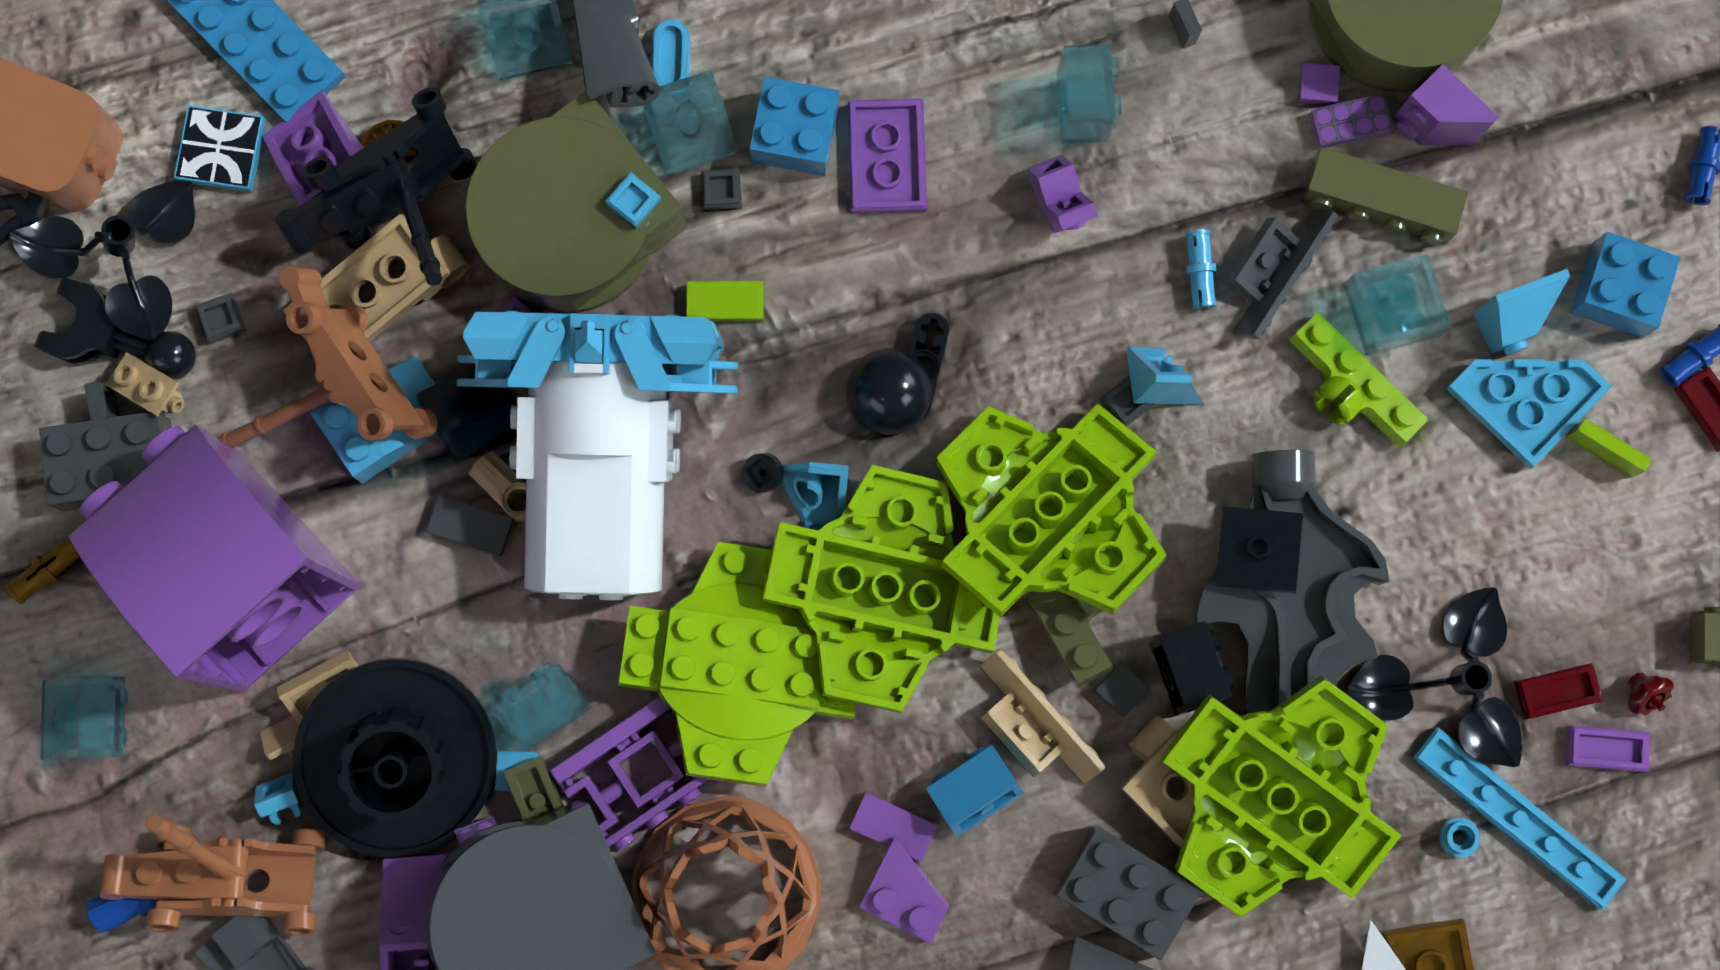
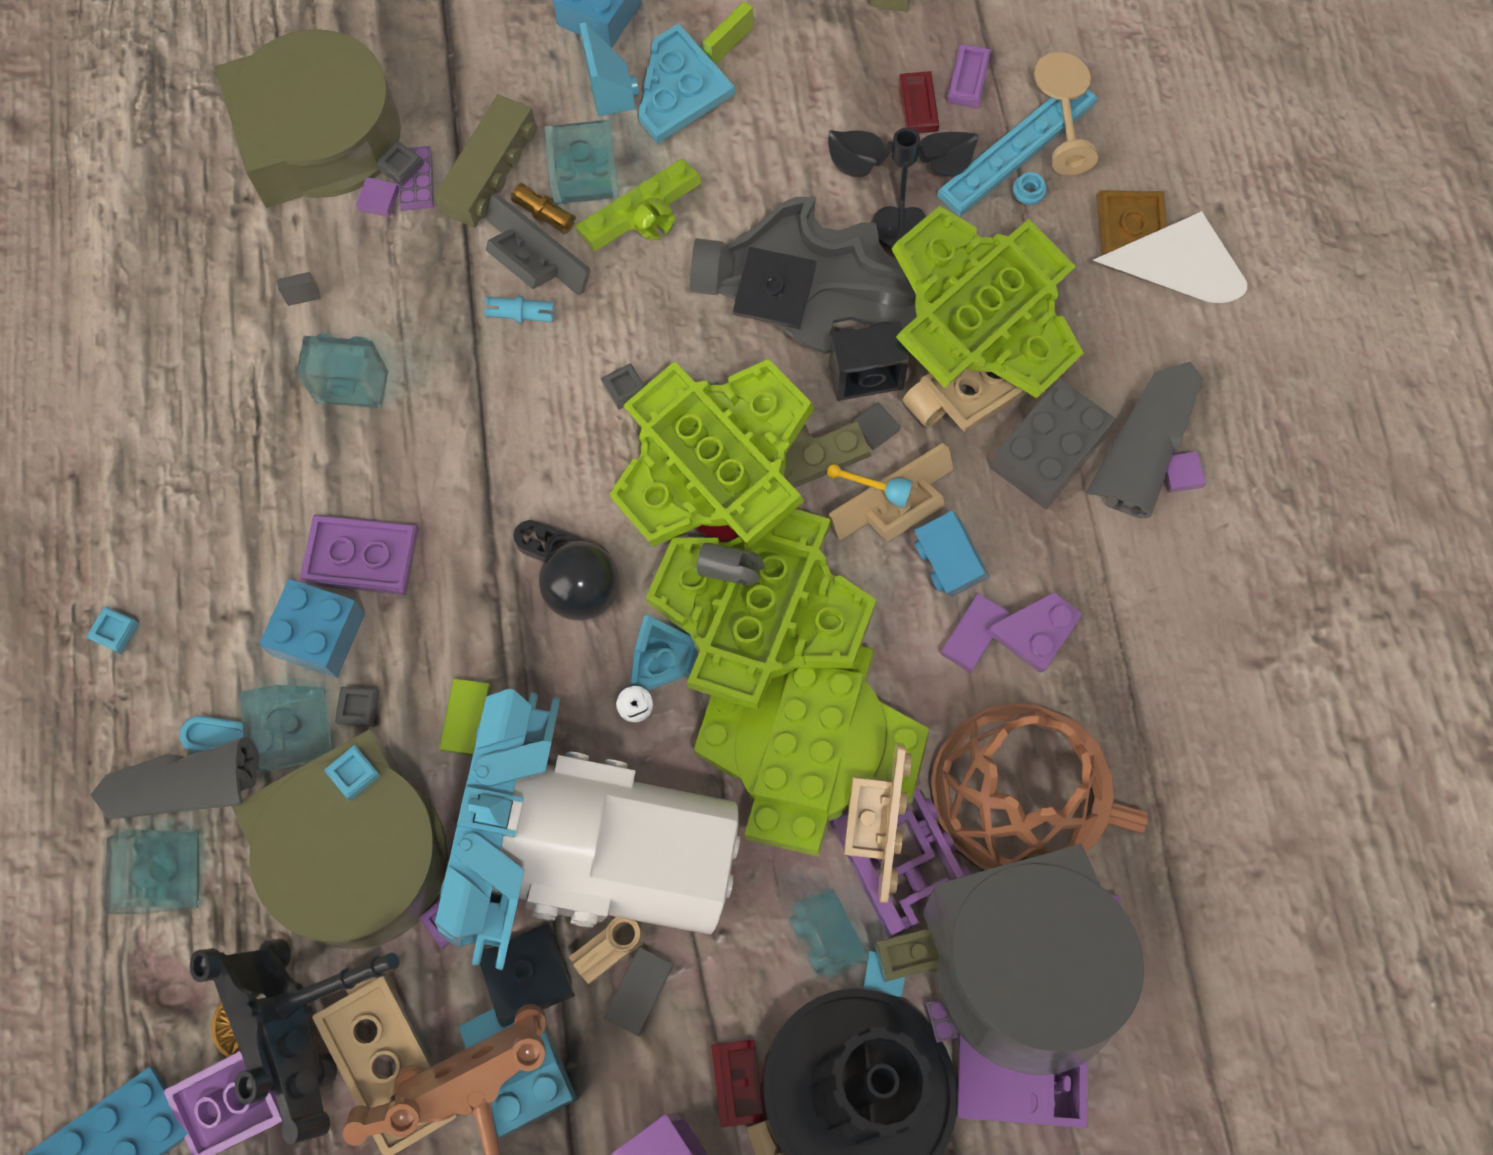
camera: 75 degrees left, 10 degrees down
(392, 635) = (737, 1083): none -> dark red hinge
(657, 734) = (874, 819): none -> tan bracket
(919, 540) = (724, 564): none -> dark grey piece
(1037, 719) = (895, 490): none -> hinge
(1060, 194) = (430, 411): medium lavender brick -> none
(1157, 379) = (612, 353): medium azure slope -> none
(1335, 271) = (543, 208): none -> pearl gold pin
(1362, 99) = (400, 163): none -> dark grey tile
(1444, 112) = (425, 100): medium lavender slope -> none
(1619, 863) = (1067, 79): none -> tan piece
(1648, 693) = (929, 38): dark red piece -> none

